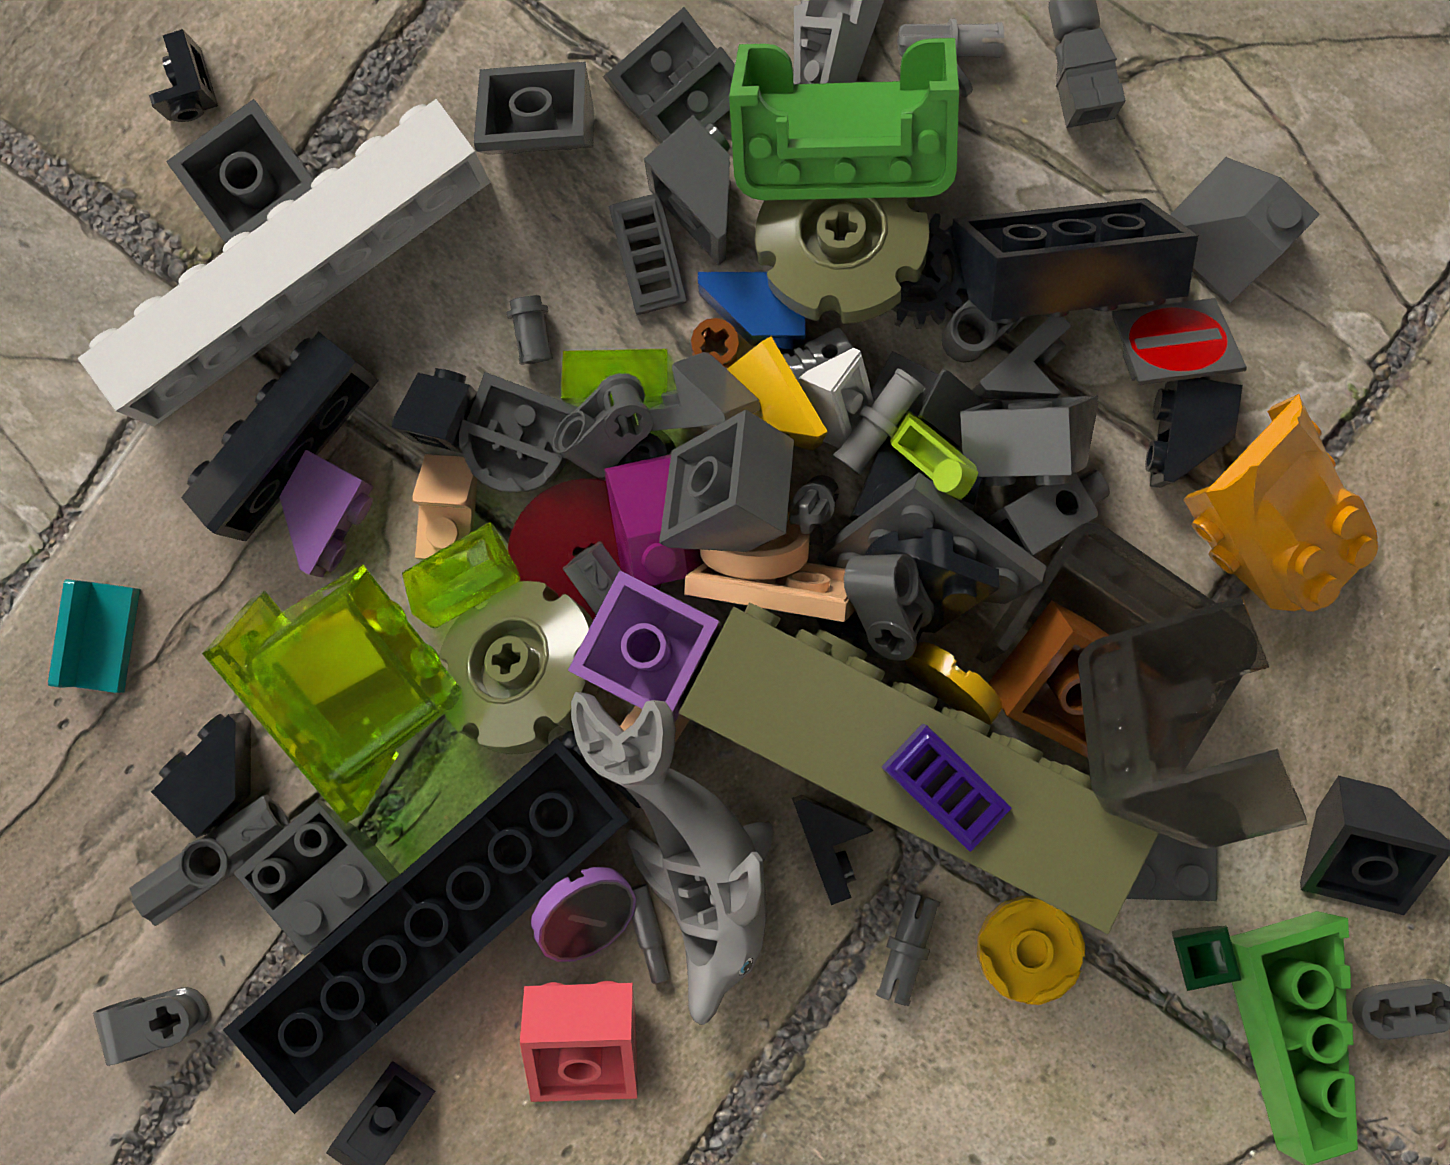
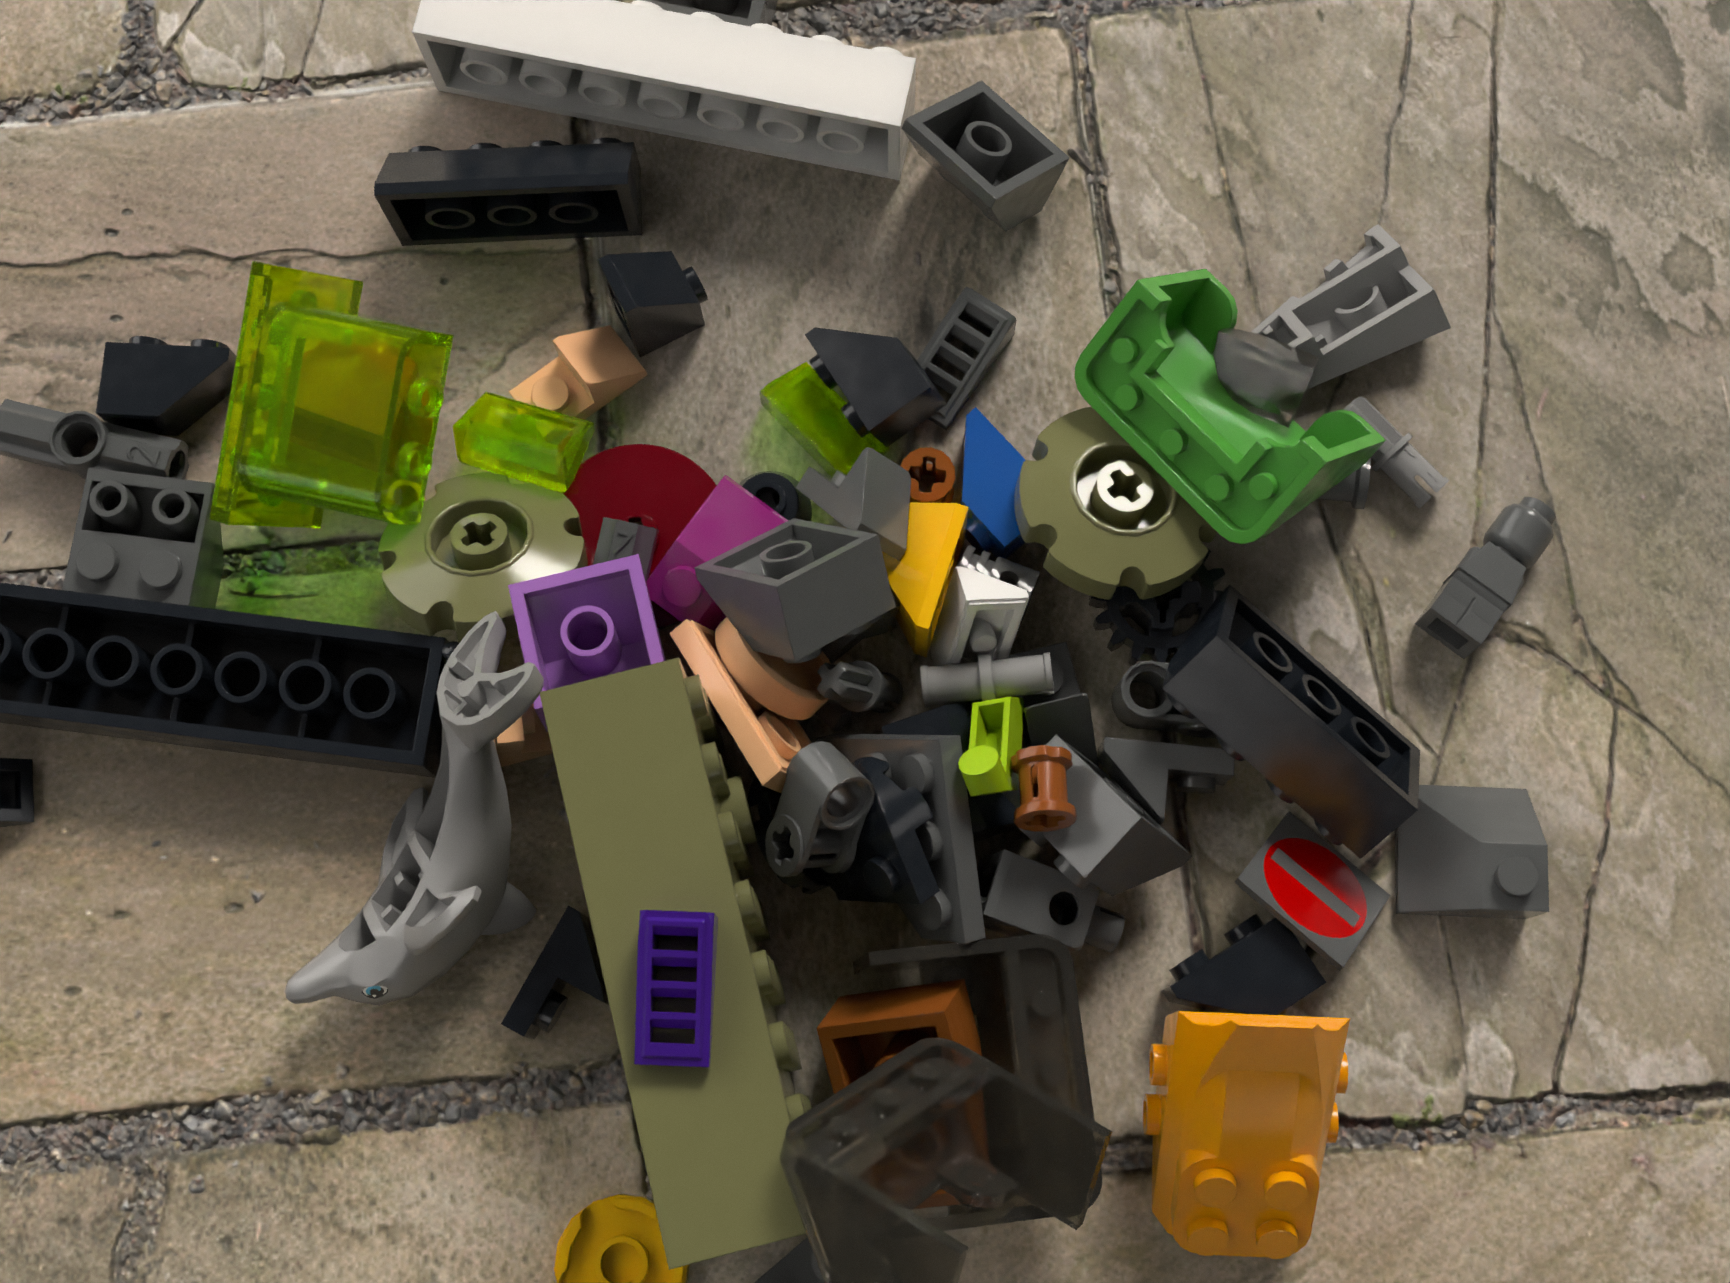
camera: 50 degrees right, 10 degrees down
(93, 636) = (207, 188): teal panel -> none
(320, 509) = (480, 278): medium lavender slope -> none
(512, 436) = (693, 385): dark grey slope -> none
(530, 329) = (798, 317): dark grey pin -> none
(579, 1041) = (183, 908): coral slope -> none
(583, 914) = (303, 806): black tile -> none
(601, 432) = (766, 443): dark grey piece -> none
(622, 316) = (880, 380): none -> black slope
(648, 934) = (340, 885): flat silver pin -> none
(674, 77) = (1123, 241): dark grey slope -> none
(694, 182) = (1053, 326): dark grey slope -> none
(842, 71) = (1263, 373): none -> clear smoke brick
(908, 948) = (523, 1140): dark grey pin -> none
(952, 685) = (807, 957): yellow tile -> none
(994, 450) = (1043, 788): none -> dark orange bush

